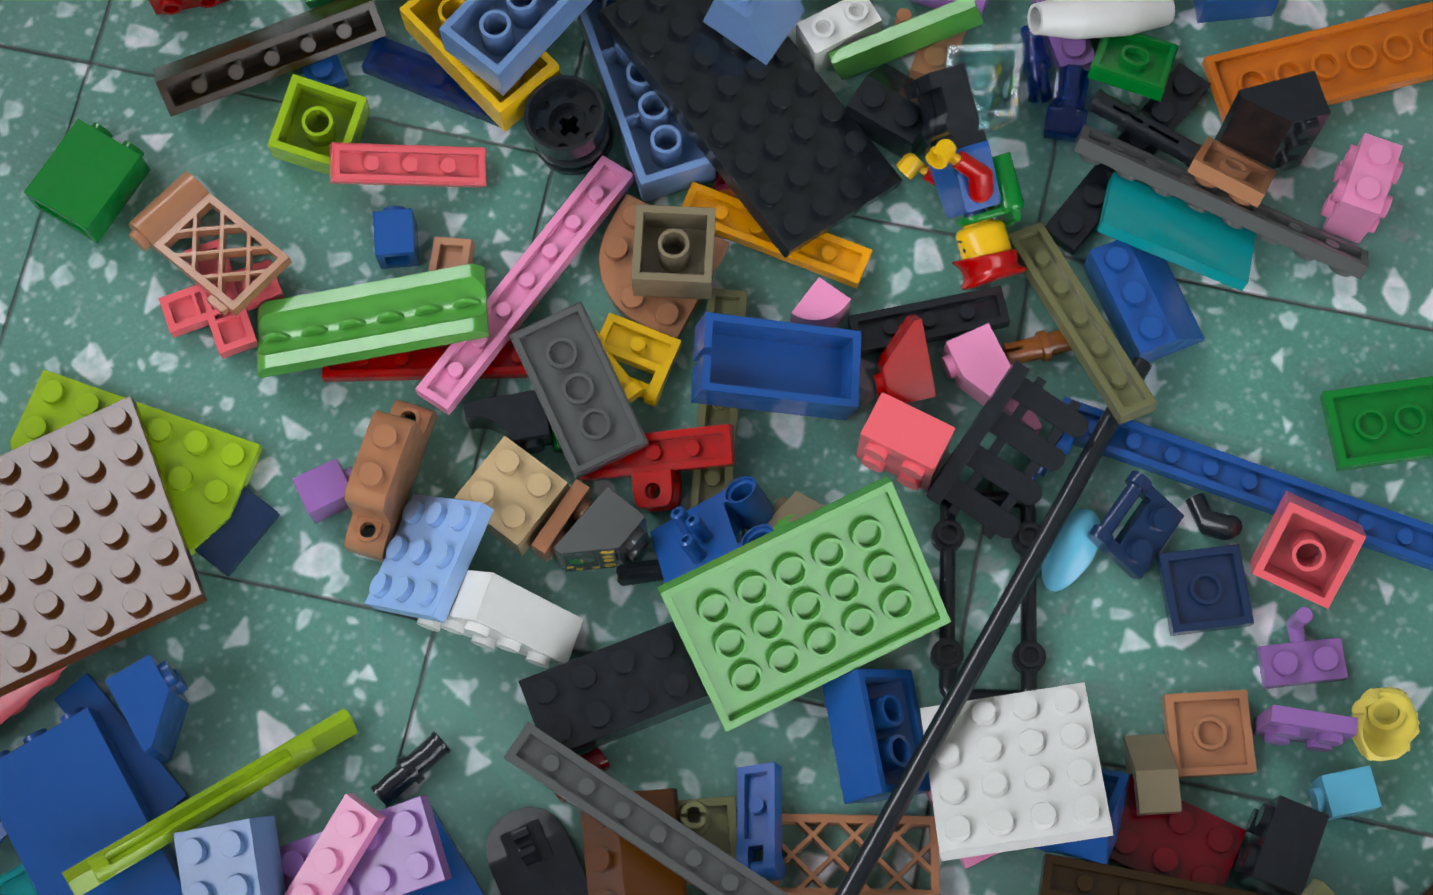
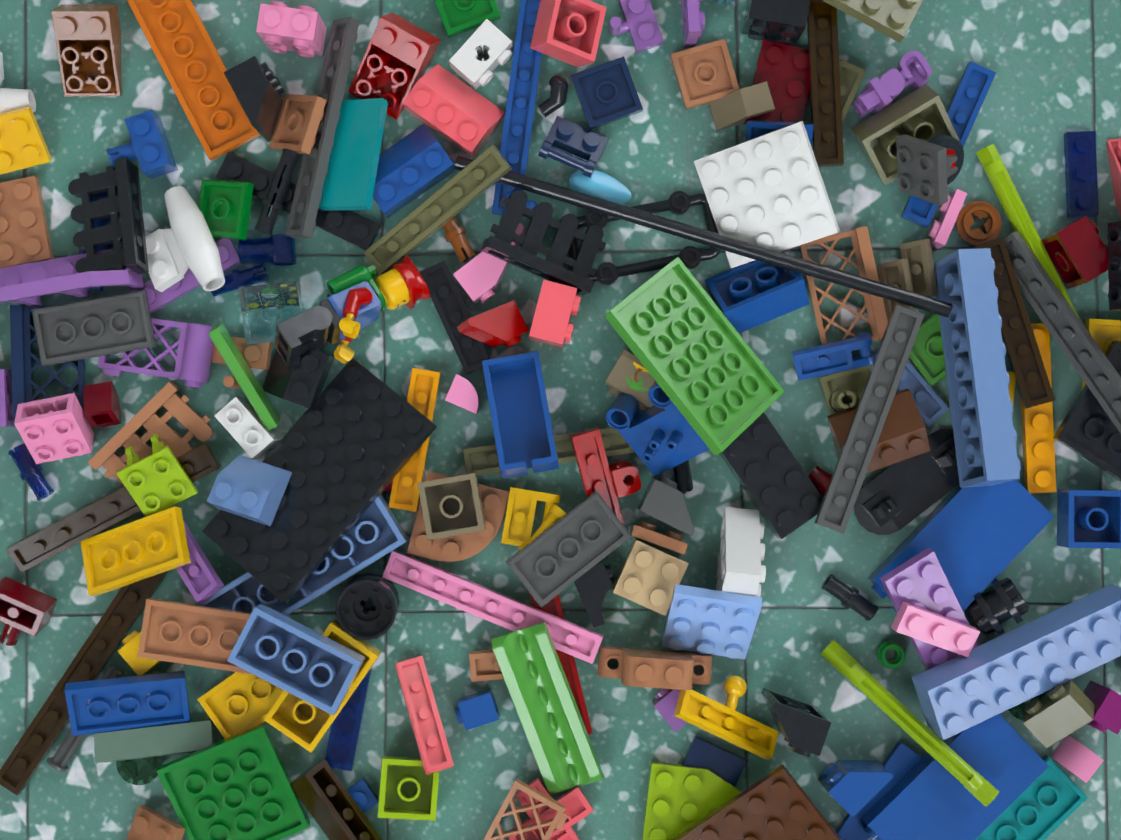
camera: 105 degrees left, 15 degrees up
(261, 635) = (798, 722): none -> black slope
(287, 550) = (725, 720): none -> yellow plate
(302, 807) = (897, 660): none -> green plate
(1217, 378) = (453, 110): none -> coral slope
(1282, 411) = (484, 39): none -> white brick
(1296, 315) = (393, 62): none -> red slope

